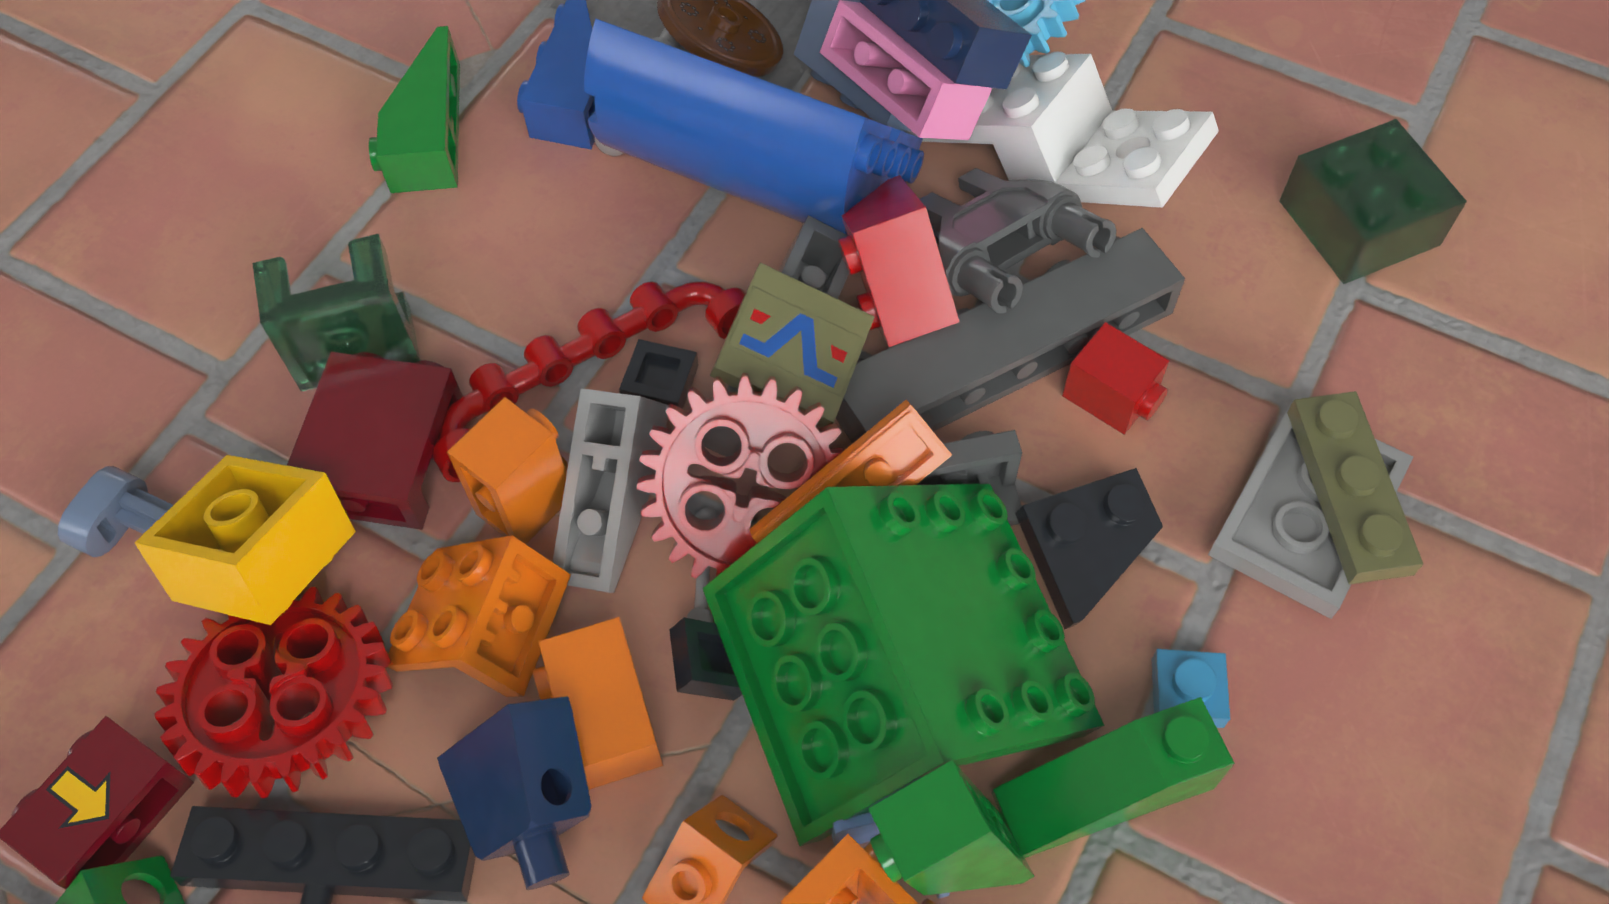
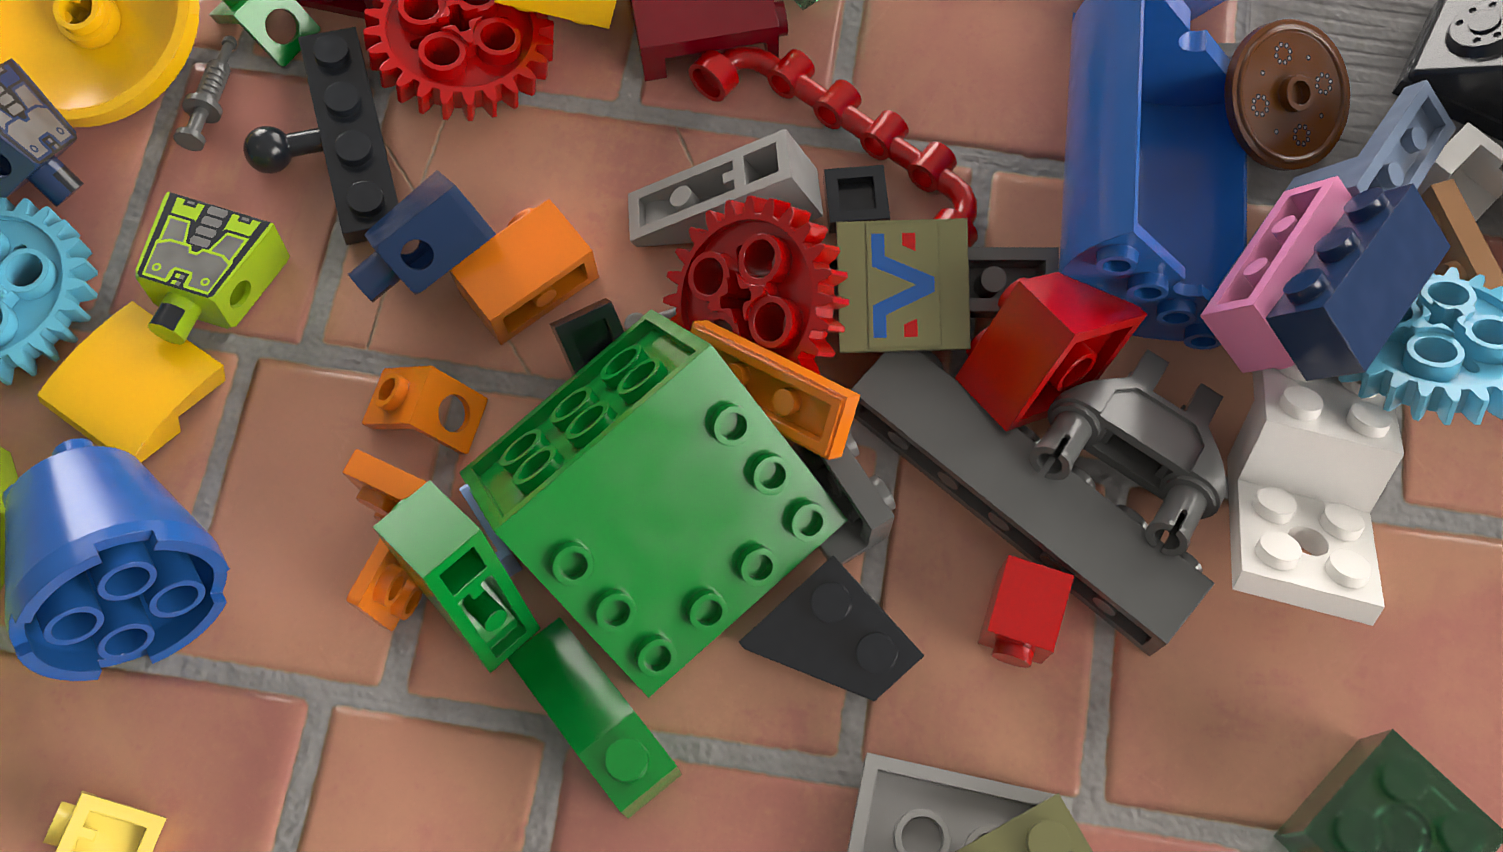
camera: 70 degrees right, 10 degrees up
(480, 612) = (568, 152): orange bracket -> none
(512, 470) = (693, 110): orange brick -> none
(1190, 675) = (715, 770): dark azure plate -> none

